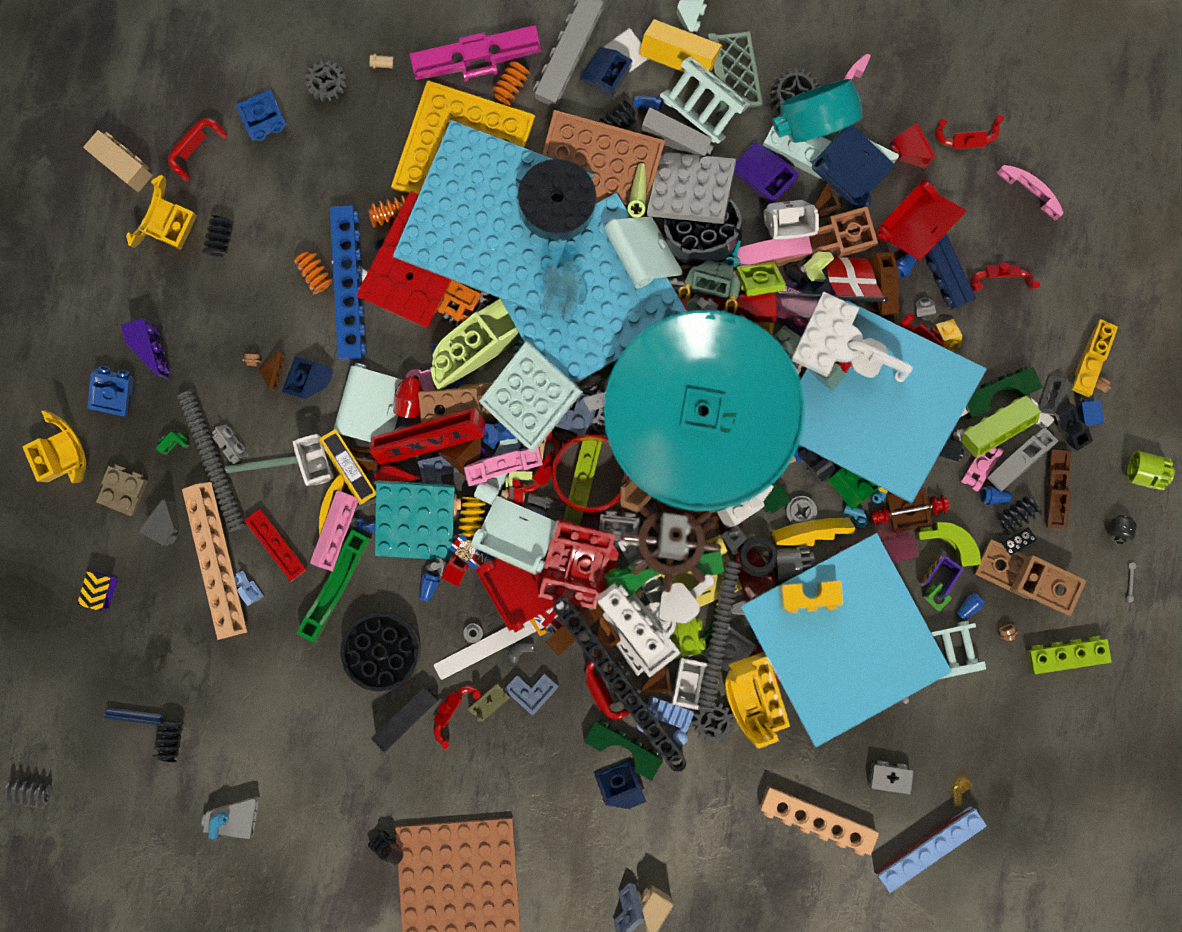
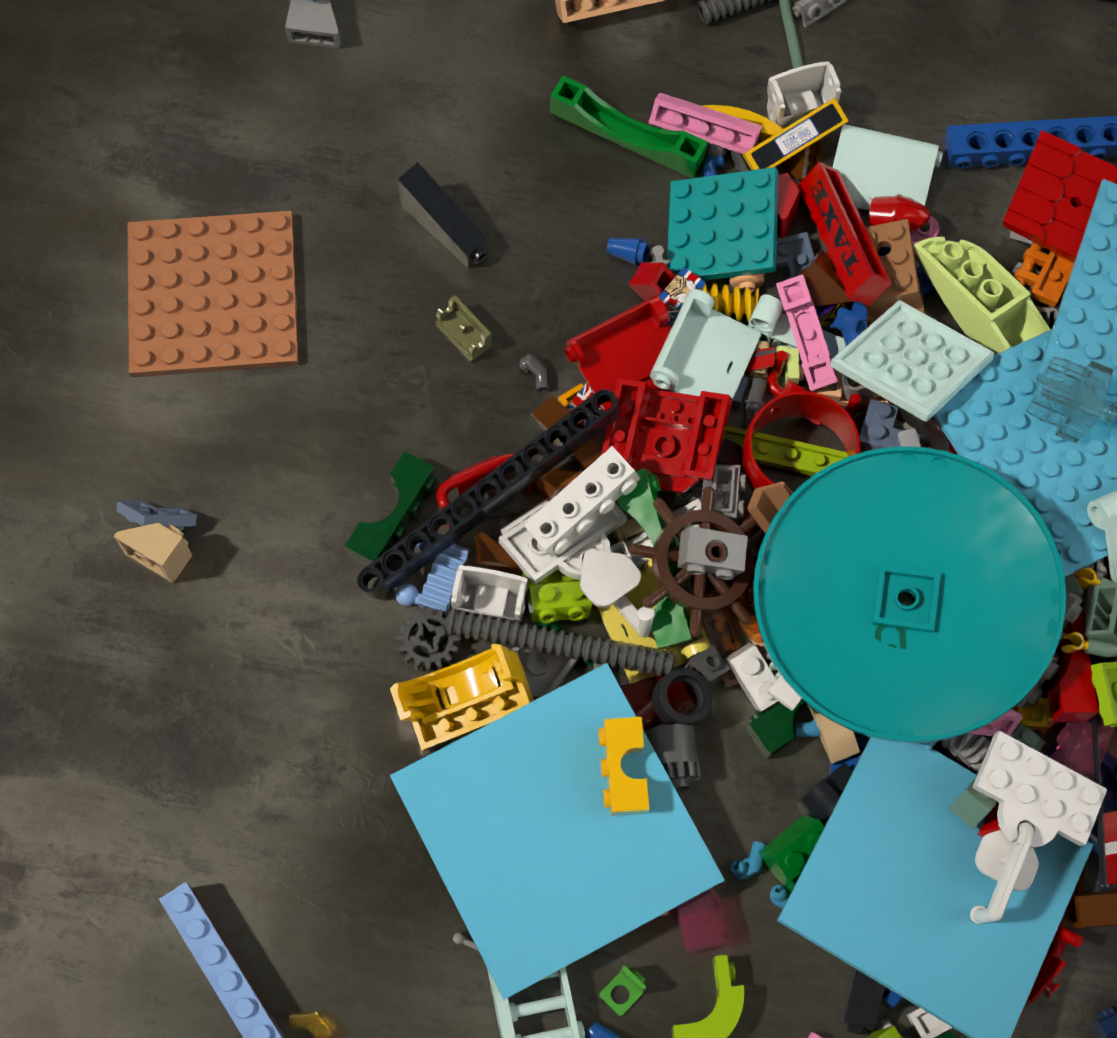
camera: 90 degrees right, 15 degrees down
(247, 590) = (619, 24): light blue plate -> none
(251, 359) = (937, 26): medium nougat plate -> none
(272, 370) = (924, 53): reddish brown slope -> none
(275, 545) = (682, 59): red plate -> none
(306, 378) = (916, 94): dark blue slope -> none
(312, 272) = (1067, 96): orange piece -> none
(360, 656) = (537, 185): black brick -> none
(386, 847) = (264, 196): black piece -> none
(448, 708) = (452, 273): red piece -> none
(477, 628) = (562, 316): light grey plate -> none
(485, 648) = (542, 328): white sticker -> none
(534, 697) = (470, 387): sand blue plate -> none
(620, 786) = (336, 506): dark blue slope -> none
(802, 501) = (756, 762): light grey gear -> none
(807, 532) = (721, 777): yellow slope -> none
(867, 835) = (251, 870): light nougat brick -> none
(901, 783) = (331, 893): light grey brick -> none
(909, 515) = (760, 946): reddish brown plate -> none
(925, 307) = (1092, 976): light grey plate -> none
(949, 334) = (1048, 1015): yellow bracket -> none
(951, 565) = (670, 981): dark purple piece -> none

